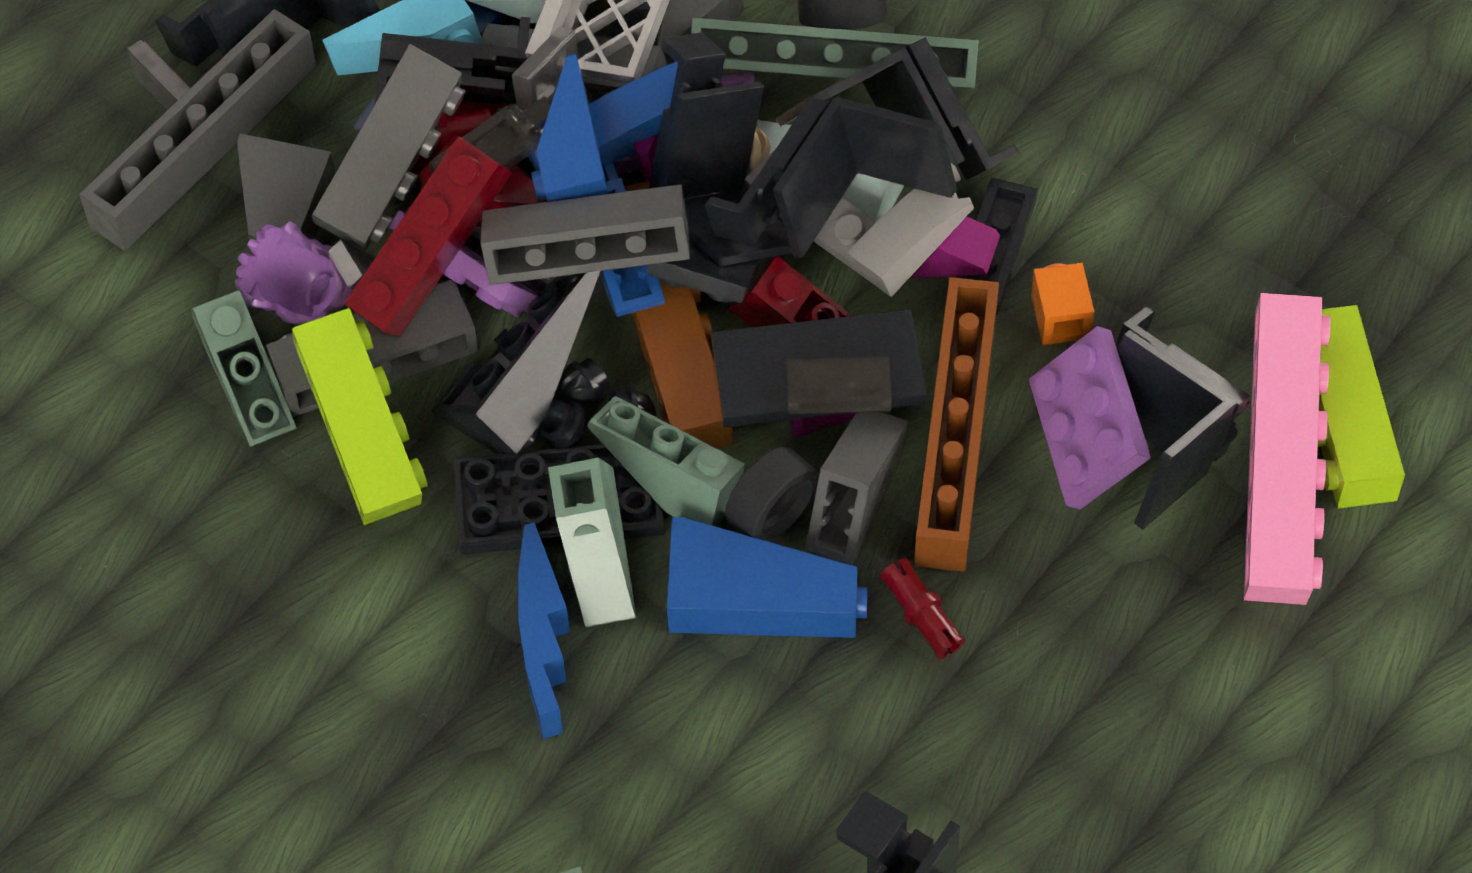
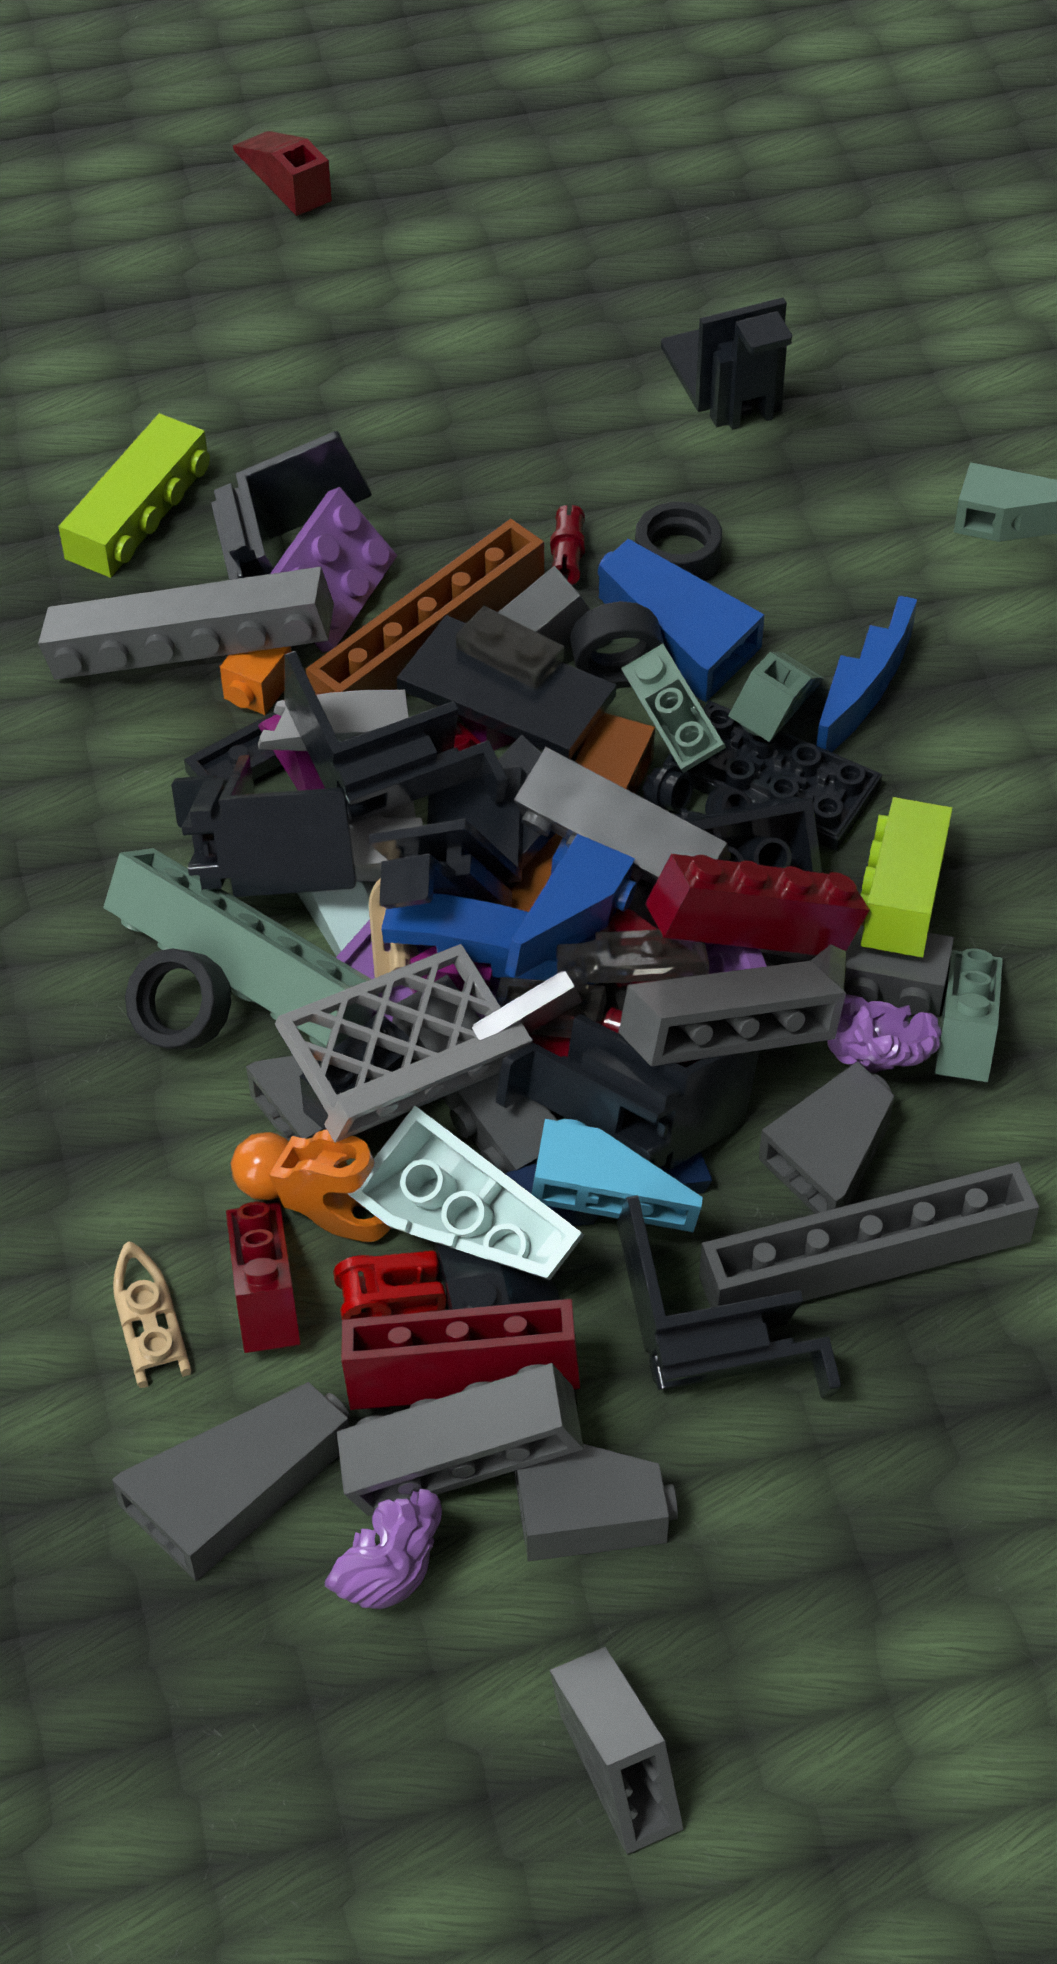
camera: 145 degrees left, 5 degrees down
(156, 74) = (868, 1330): flat silver tile -> none
(822, 638) = (686, 520): none -> black tyre
(1139, 270) = (187, 623): none -> dark grey brick
(1284, 449) = (182, 483): bright pink brick -> none

